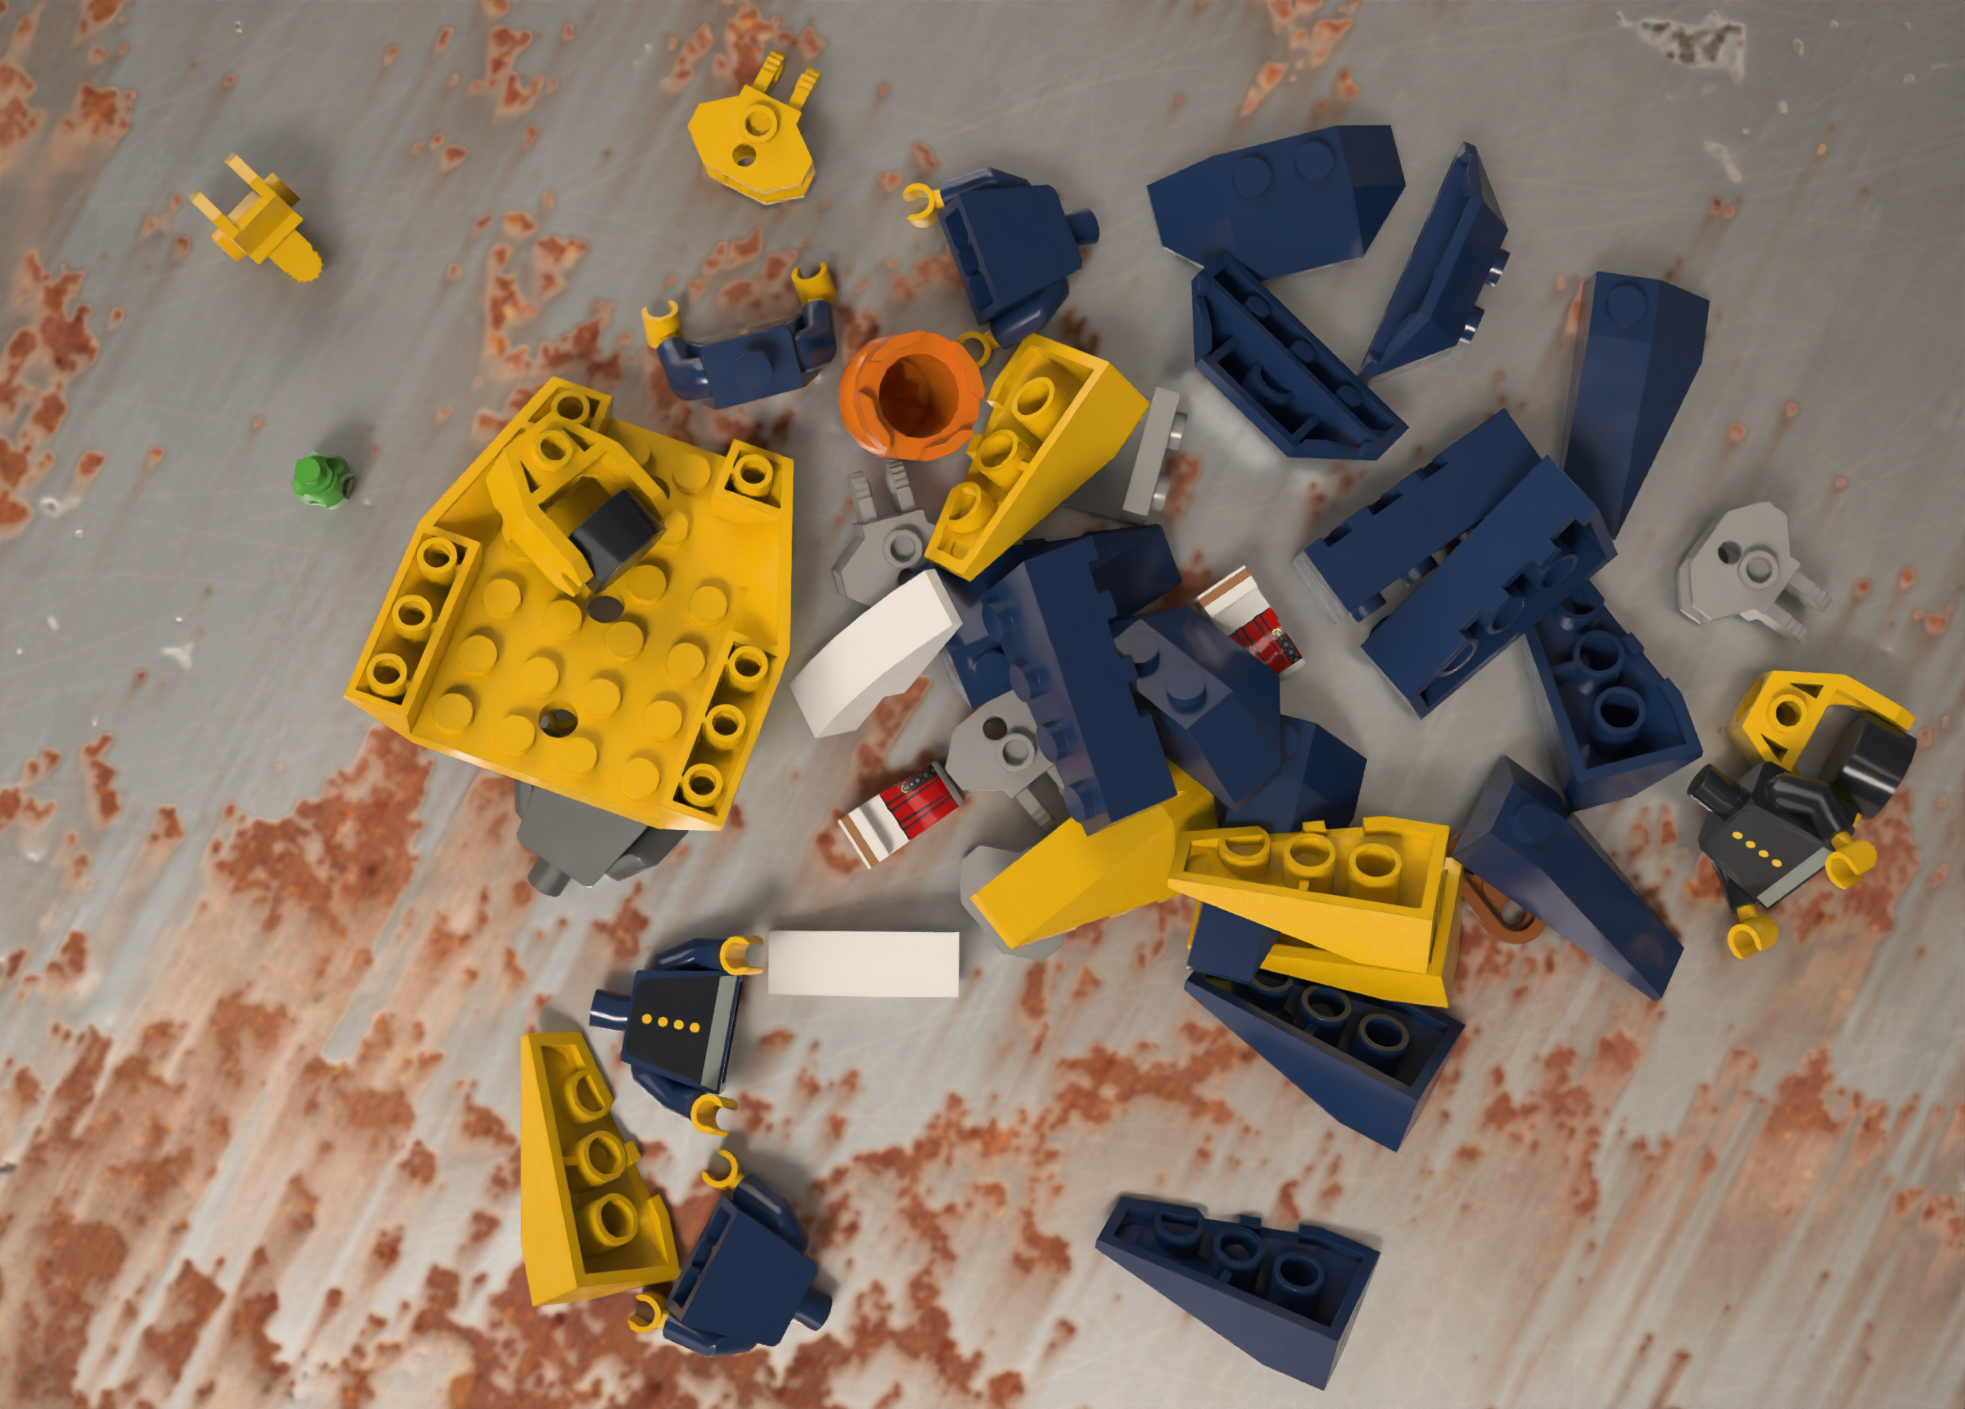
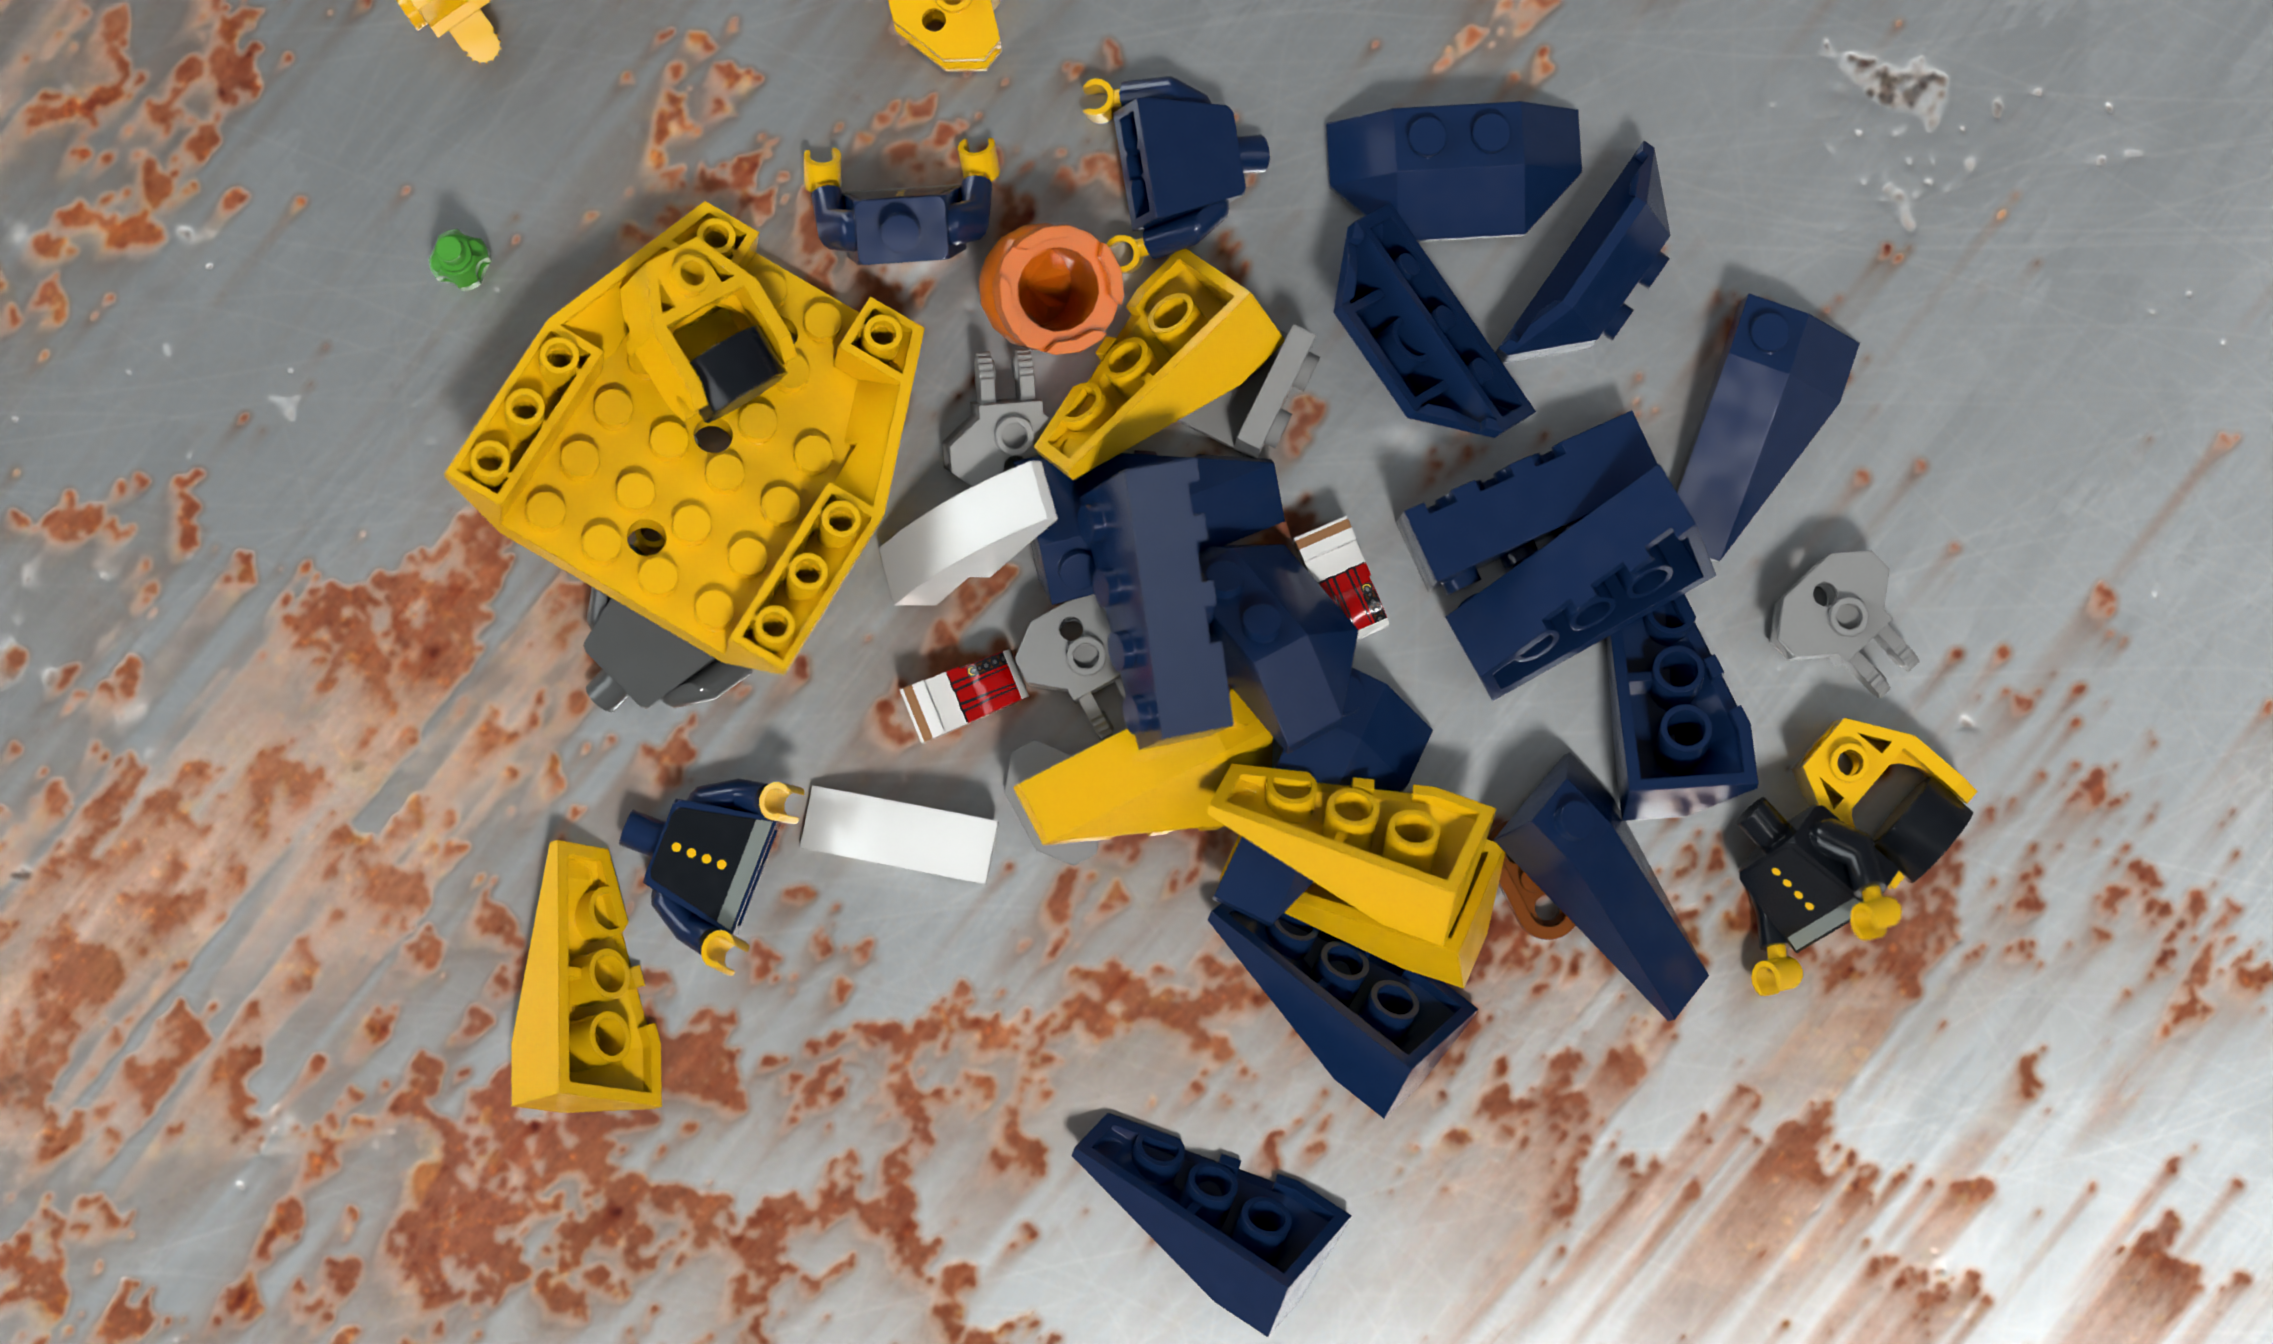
camera: 10 degrees right, 0 degrees up
(742, 1275) = (721, 1116): dark blue torso -> none

